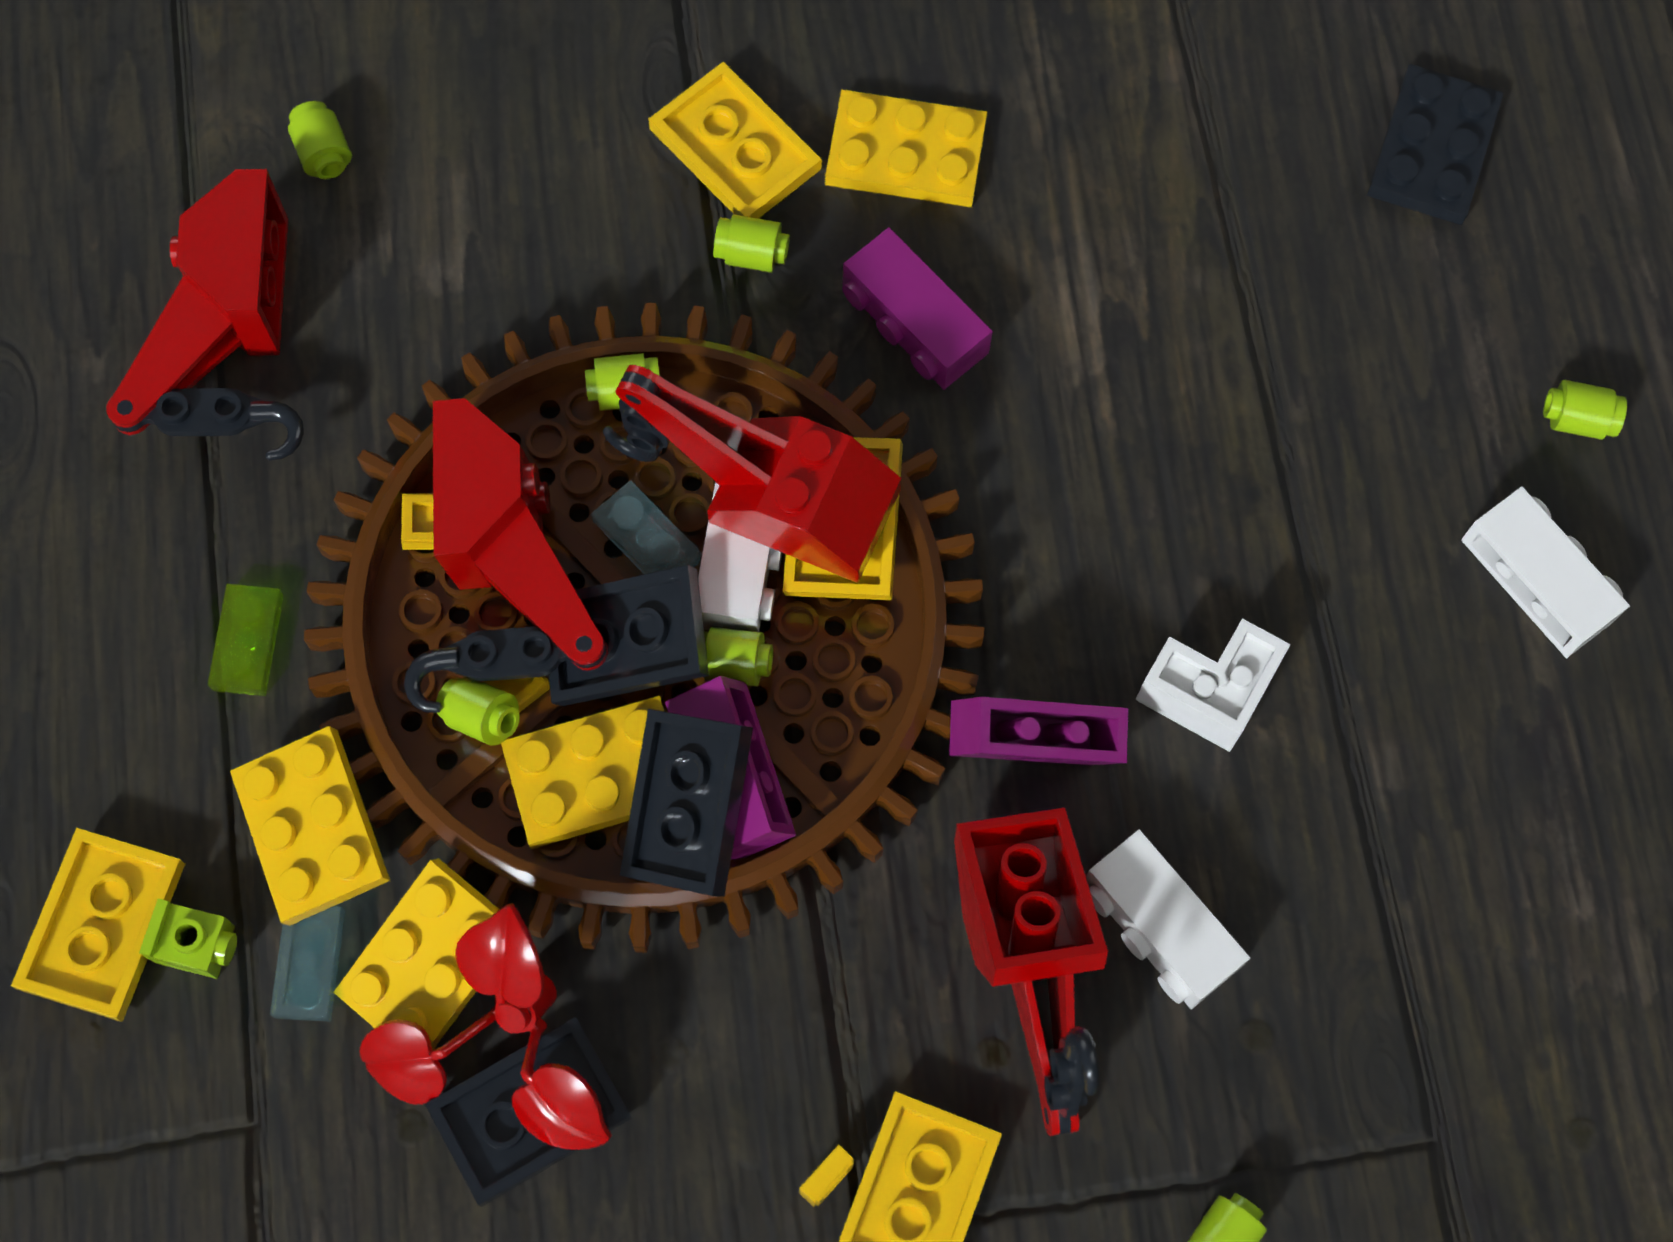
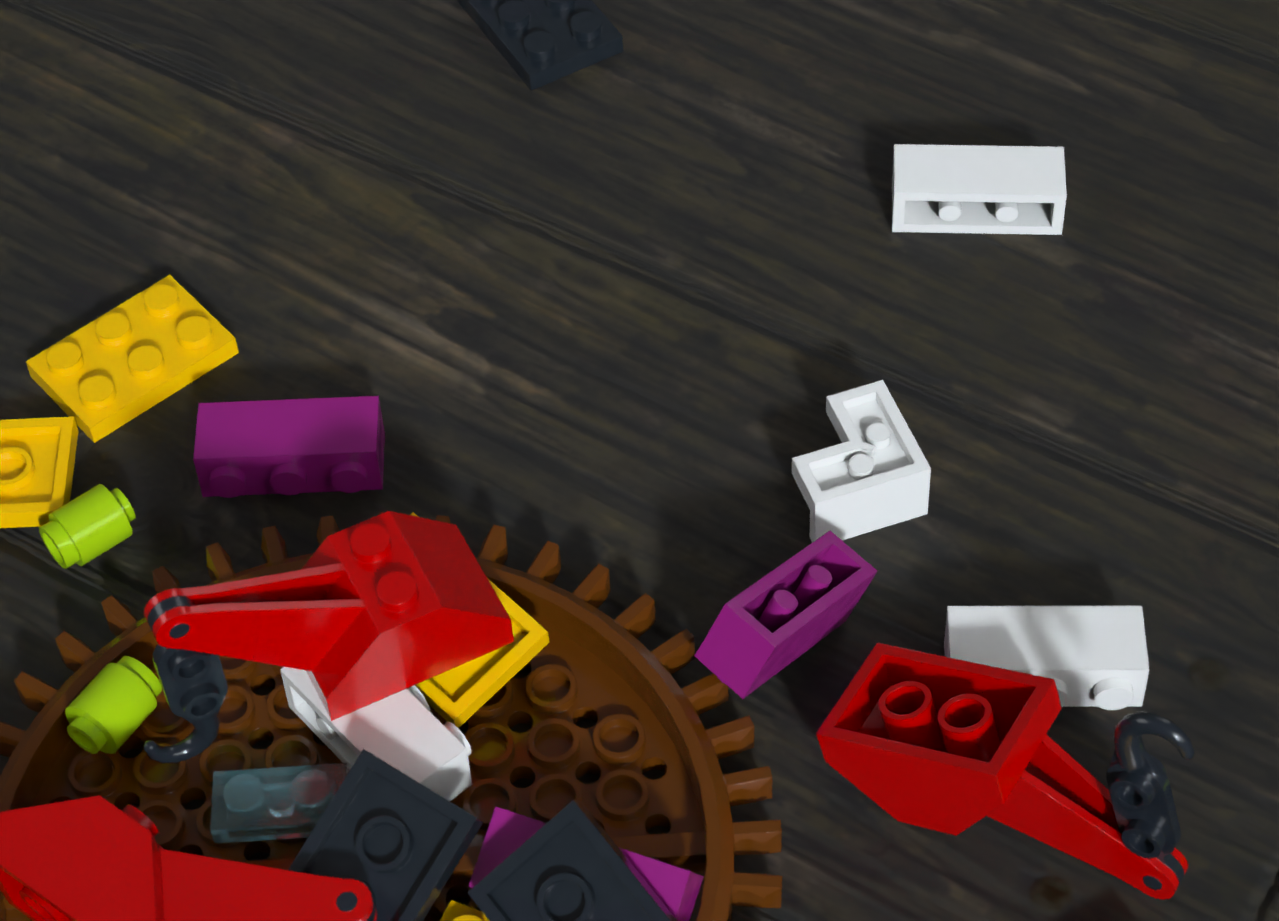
camera: 45 degrees left, 20 degrees down
(738, 655) = (481, 791): lime brick -> none
(1585, 410) = (865, 73): lime brick -> none

